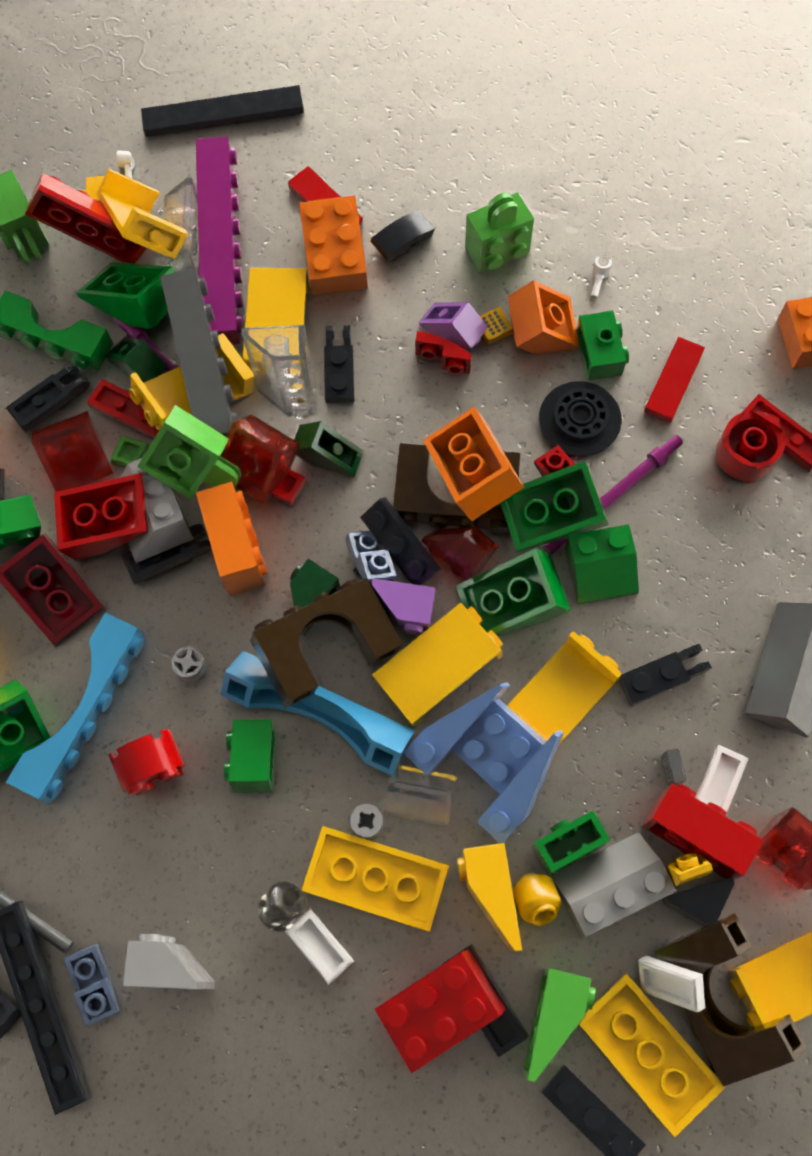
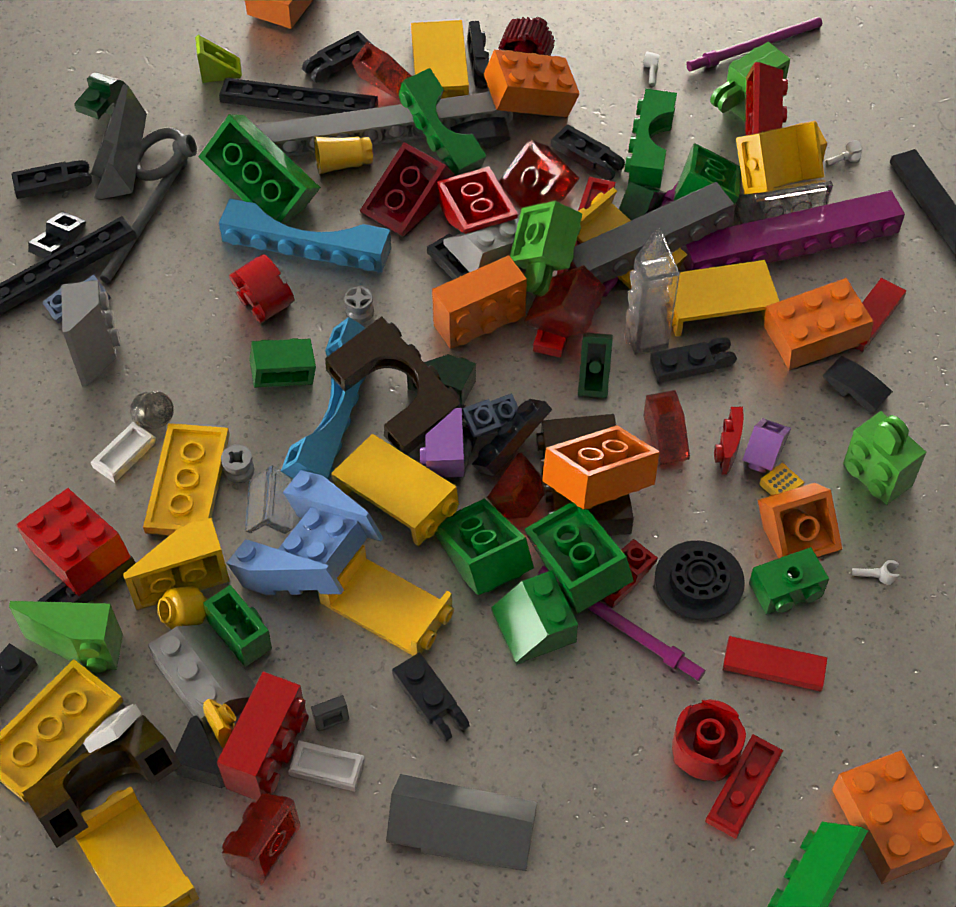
camera: 75 degrees right, 15 degrees down
(420, 402) = (667, 426): none -> clear red slope

